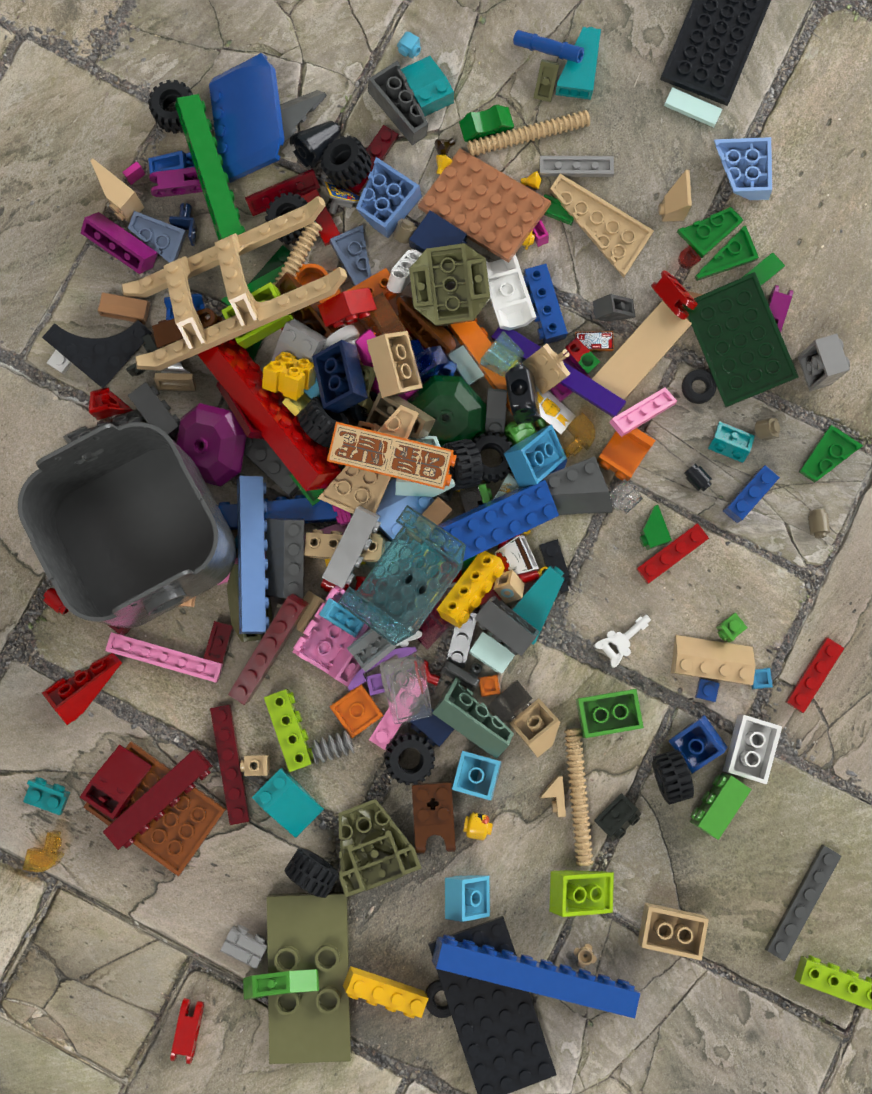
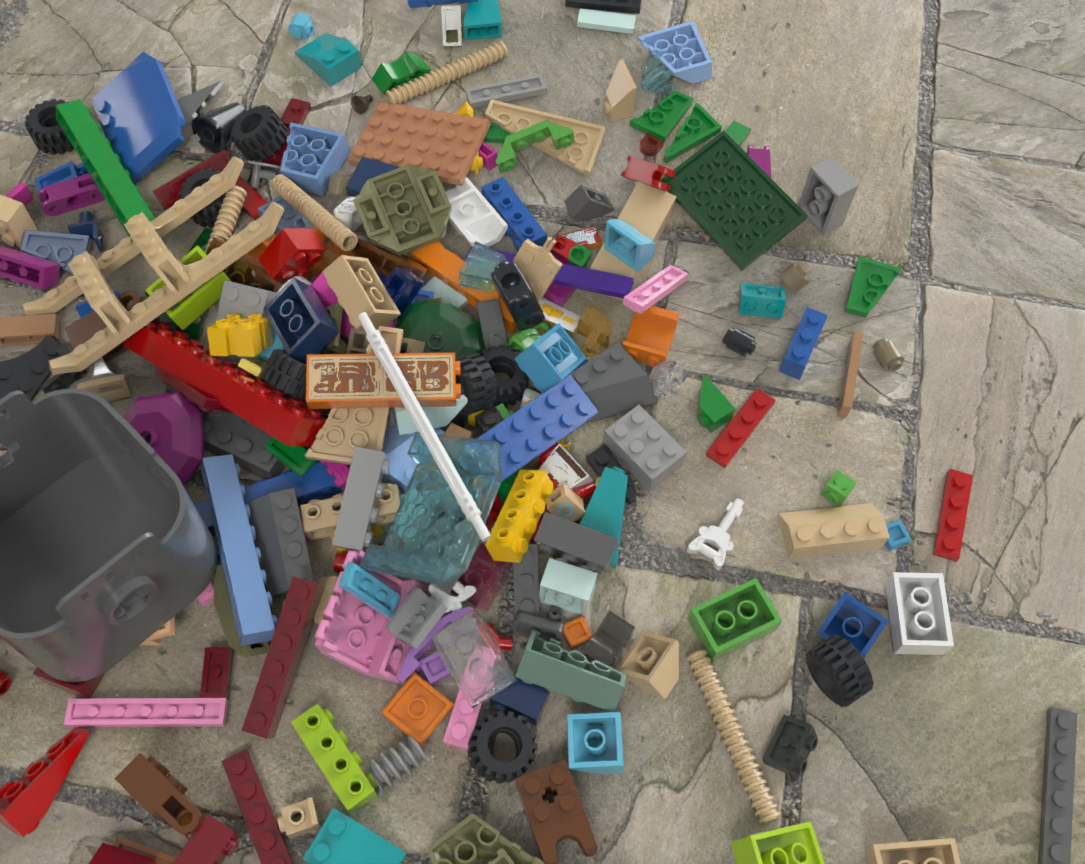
camera: 20 degrees left, 20 degrees down
(165, 726) = (160, 794): none -> reddish brown brick
(374, 264) = (314, 212): none -> tan piece
(397, 100) = (302, 73): dark grey wedge -> none
(411, 508) = (424, 427): none -> white axle
(442, 162) = (364, 116): yellow rock -> none
(477, 826) = (616, 812): yellow head -> none
(556, 242) = (561, 137): none -> bright green slope
(556, 790) = (703, 736): tan slope -> none
(587, 551) = (644, 447): none -> light grey brick
(633, 366) = (628, 244): none -> medium azure slope
(695, 397) = (711, 246): black tyre -> none
(707, 690) = (838, 565): blue plate -> none
(717, 188) = (655, 77): none -> clear light blue brick
(719, 805) = (908, 691): bright green brick -> none
(779, 532) = (850, 374): none -> medium nougat tile

